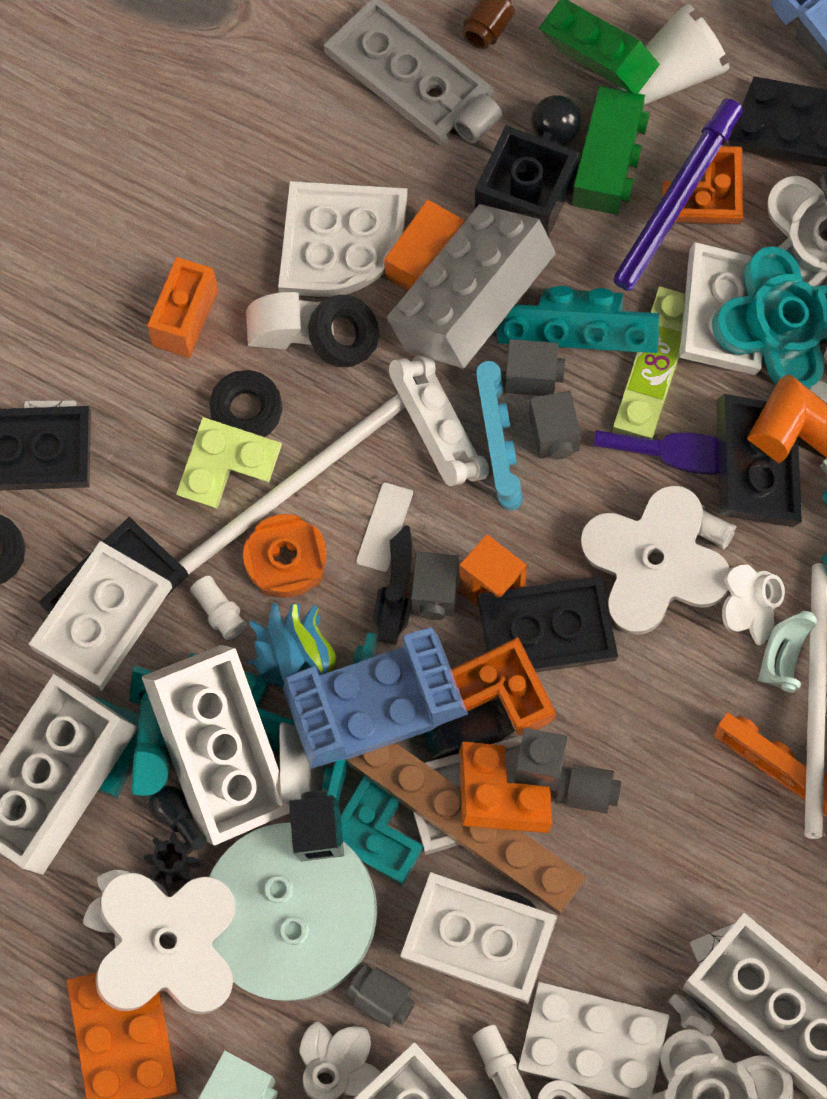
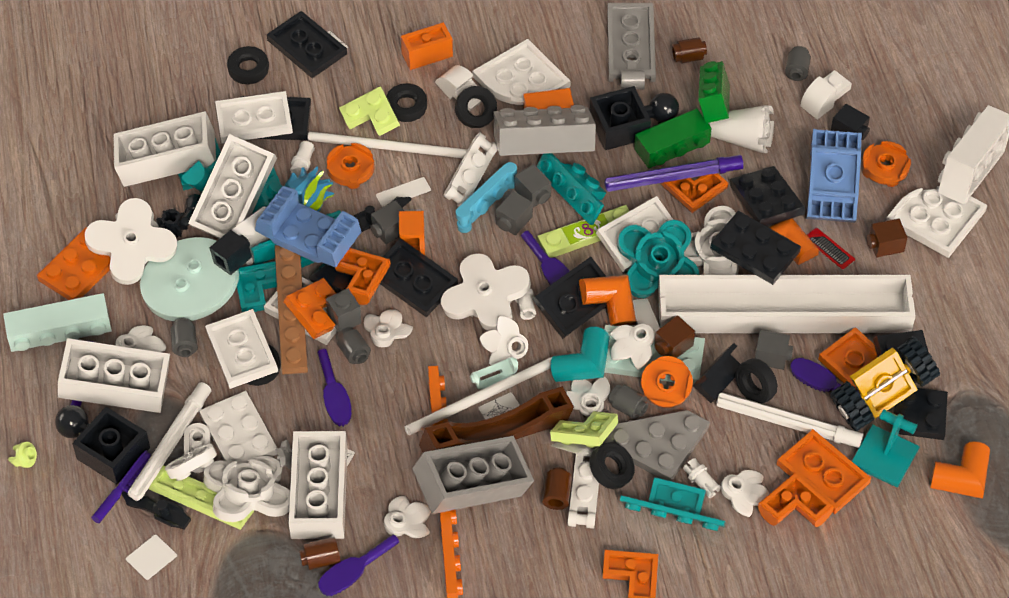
camera: 45 degrees right, 15 degrees down
(591, 715) = (386, 327): none -> white plate
(644, 872) = (334, 394): none -> dark purple piece

